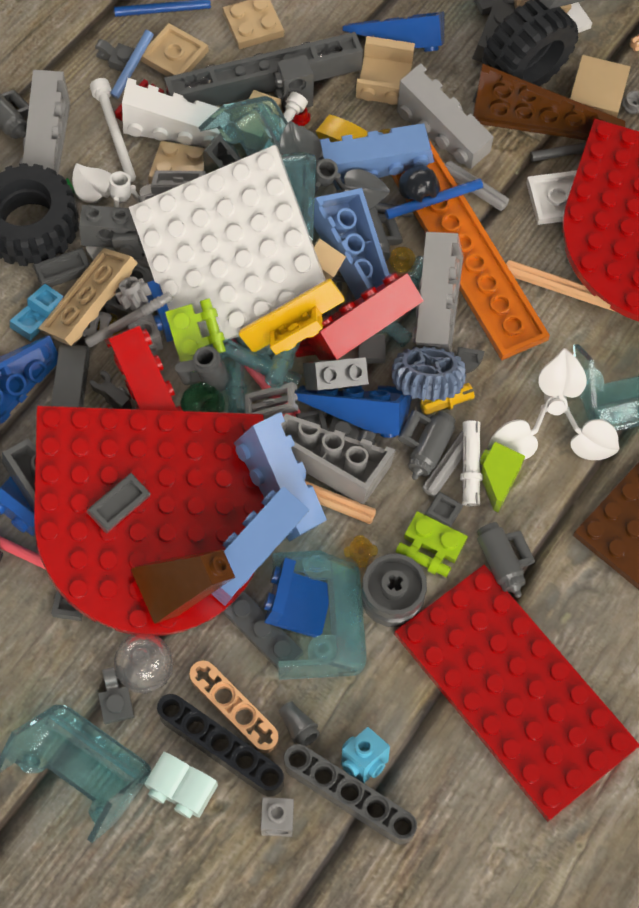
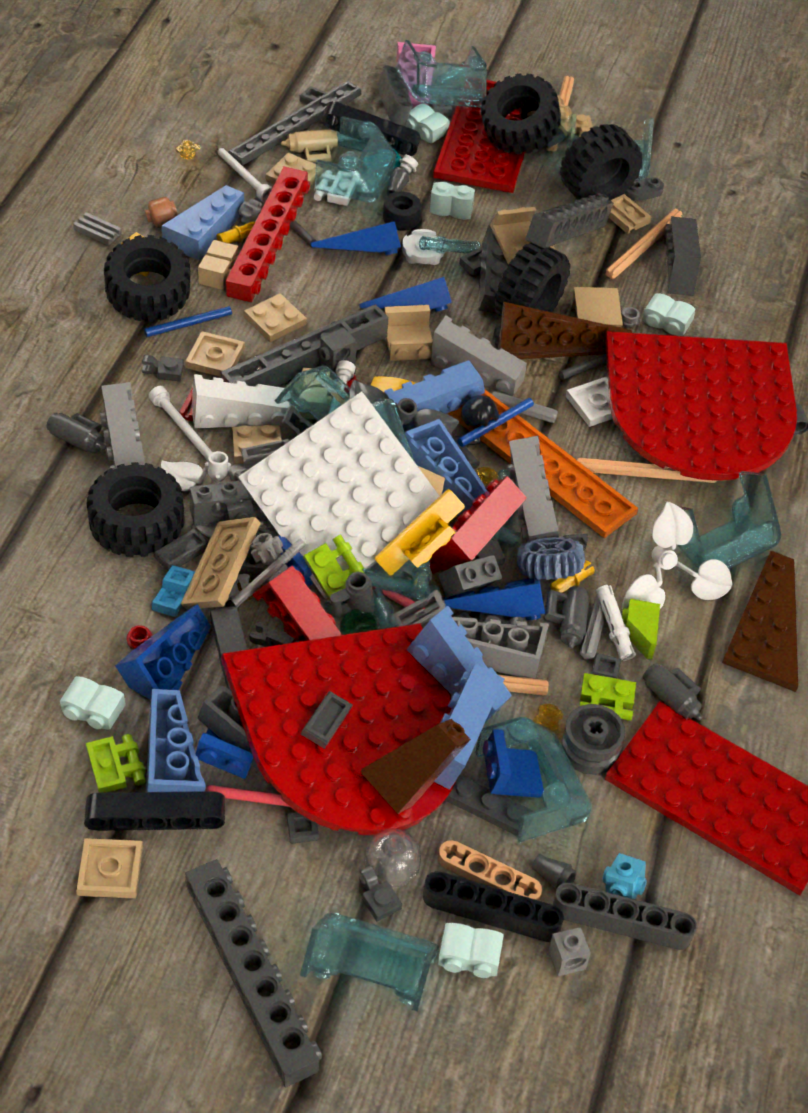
camera: 20 degrees left, 15 degrees down
(132, 63) = (181, 370): medium blue bar -> none

